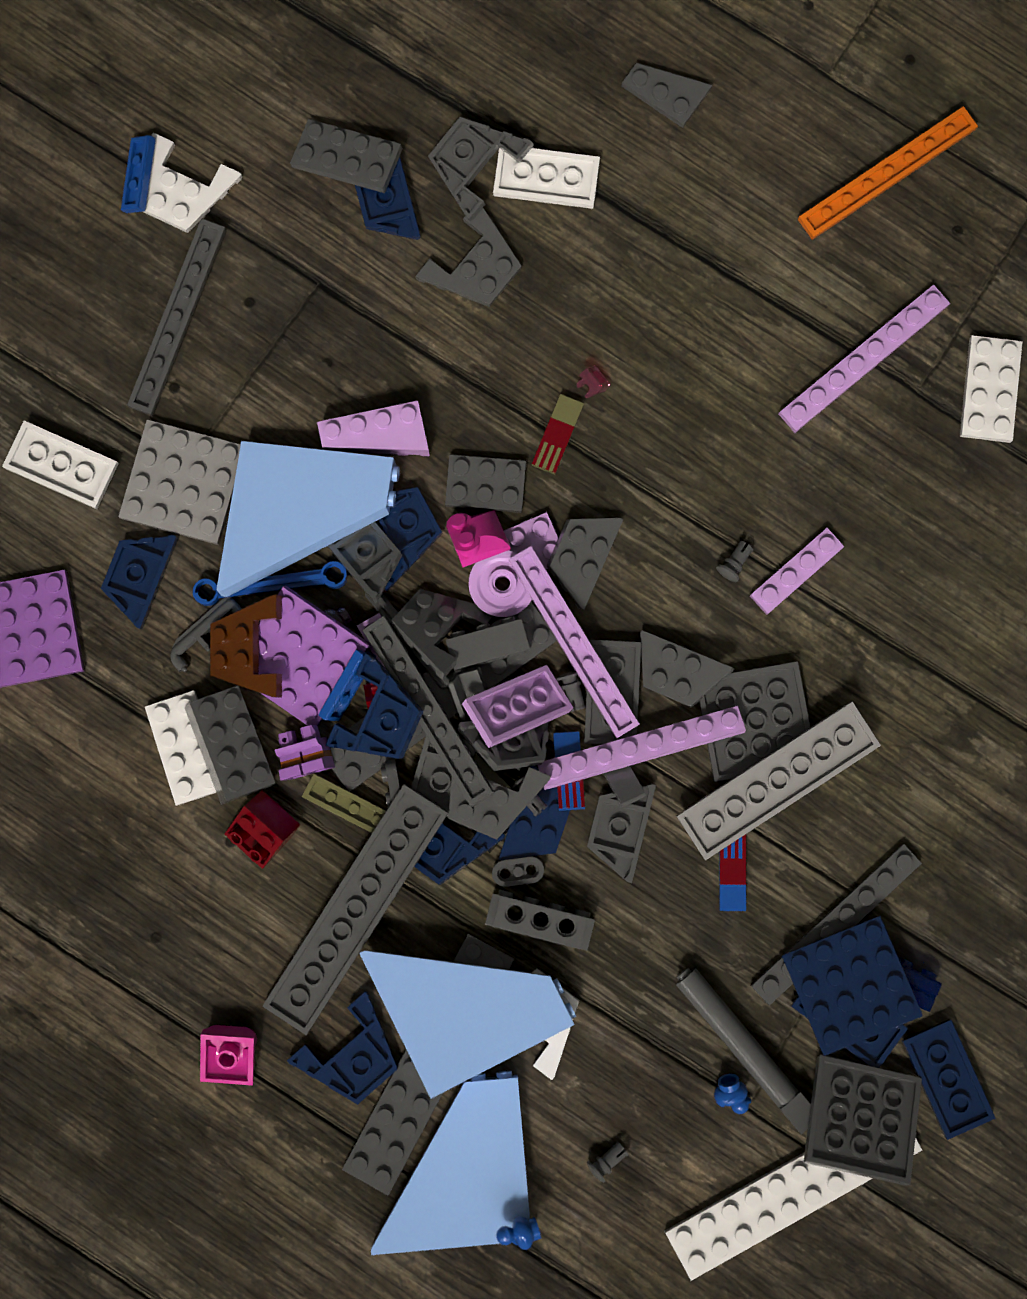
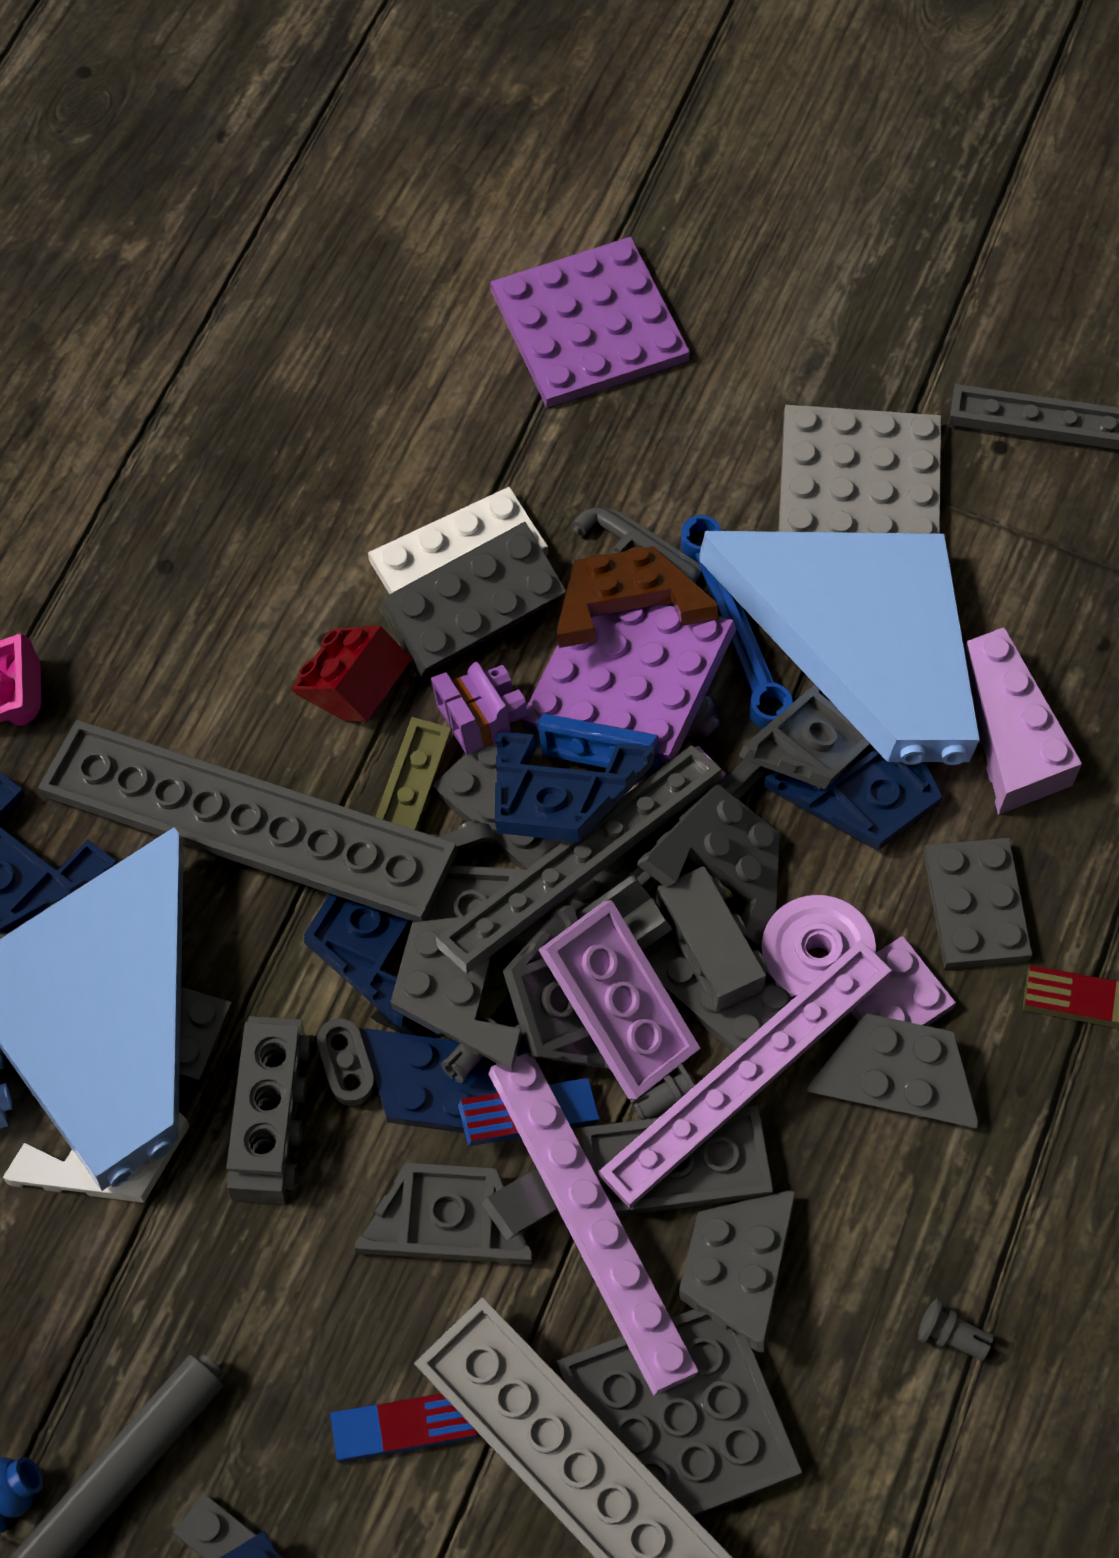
camera: 80 degrees right, 20 degrees down
(60, 464) = (841, 321): white plate -> none
(137, 575) = (704, 443): dark blue wing -> none
(476, 536) = (884, 894): dark pink slope -> none
(796, 571) = (966, 1449): lavender plate -> none

